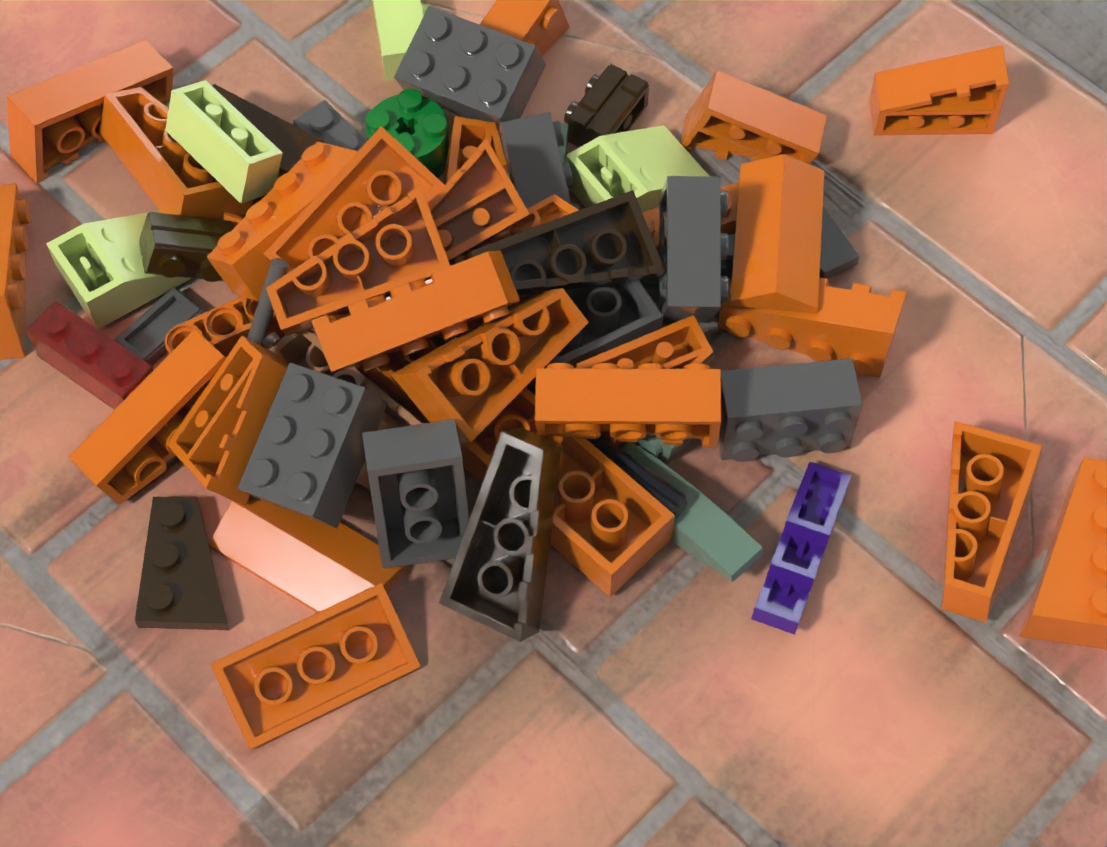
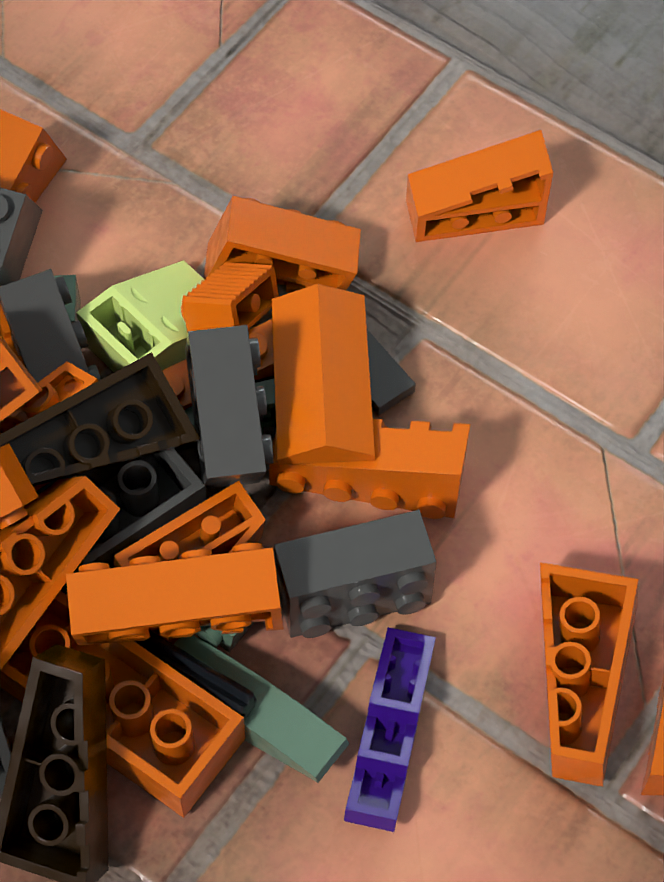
camera: 10 degrees left, 0 degrees up
(608, 107) = (119, 248): dark brown brick -> none
(705, 154) = (231, 297): none -> orange brick

